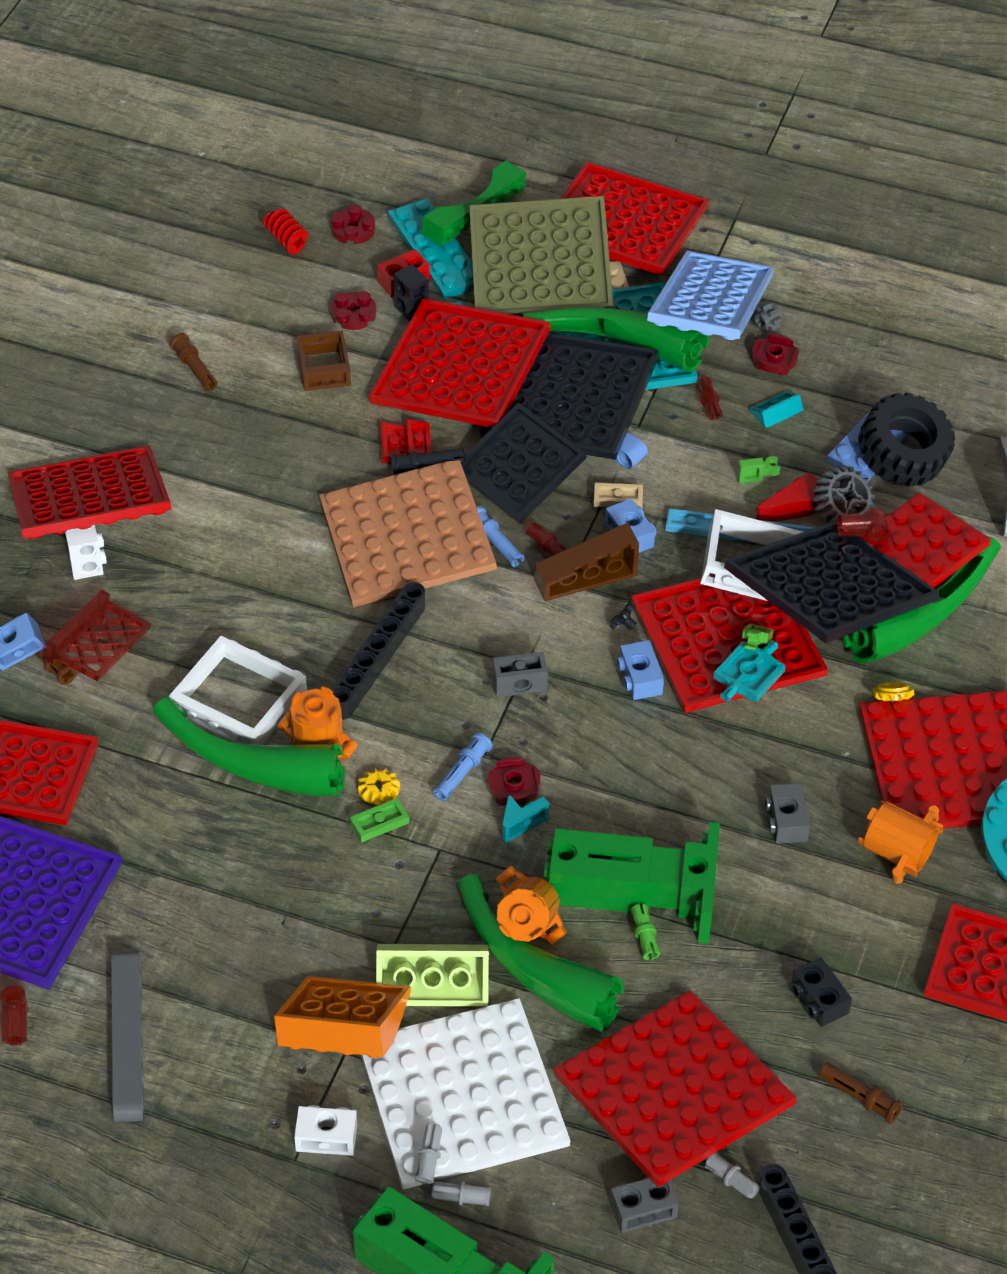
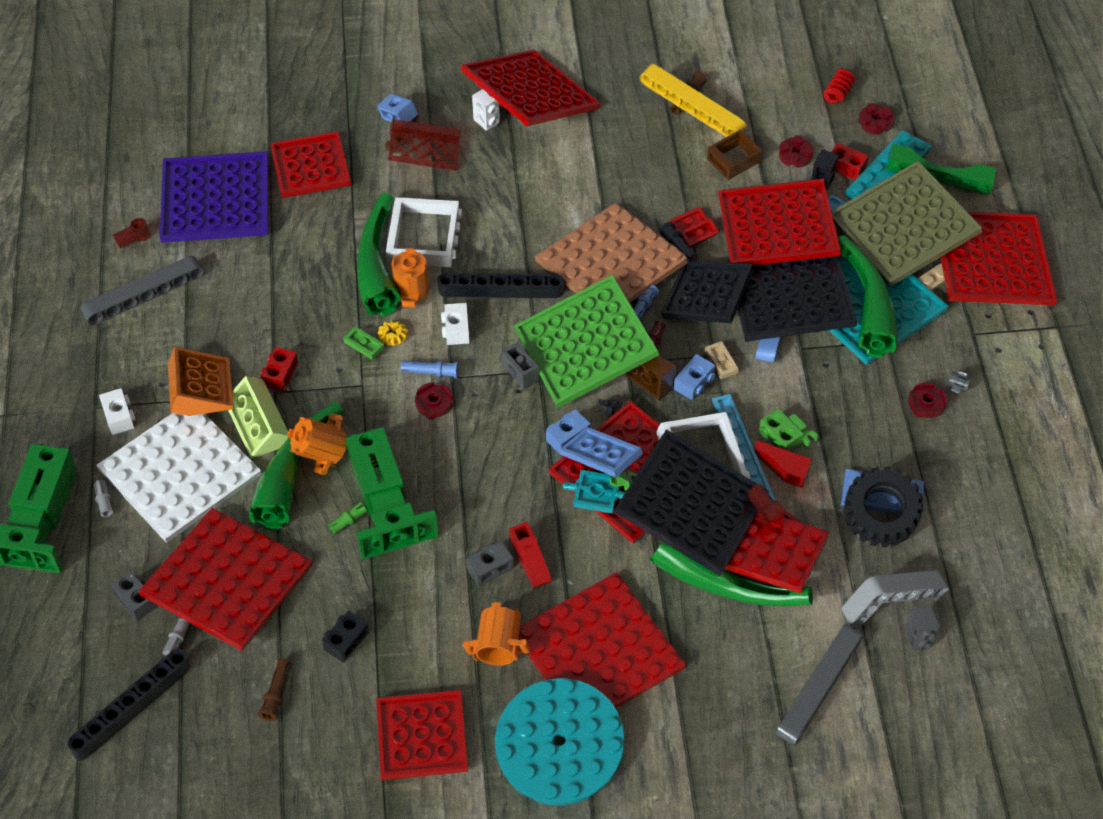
camera: 65 degrees right, 5 degrees up
(219, 359) = (691, 101): none -> yellow beam
(371, 918) = (279, 369): none -> red brick
(410, 714) = (456, 323): none -> white brick
(429, 1154) = (115, 466): light grey axle -> none
(520, 820) = (402, 414): teal slope -> none
(529, 594) = (586, 341): none -> bright green plate
(707, 638) = (601, 451): none -> medium blue plate
(709, 398) = (854, 378): clear red pin -> none
(711, 295) = (940, 332): light blue plate -> none
(749, 485) = (782, 429): none -> bright green brick
(777, 408) = (875, 422): teal slope -> none
(792, 766) = (529, 554): none -> red slope
(851, 493) = (783, 495): dark grey gear -> none
(893, 691) = (636, 587): yellow gear -> none

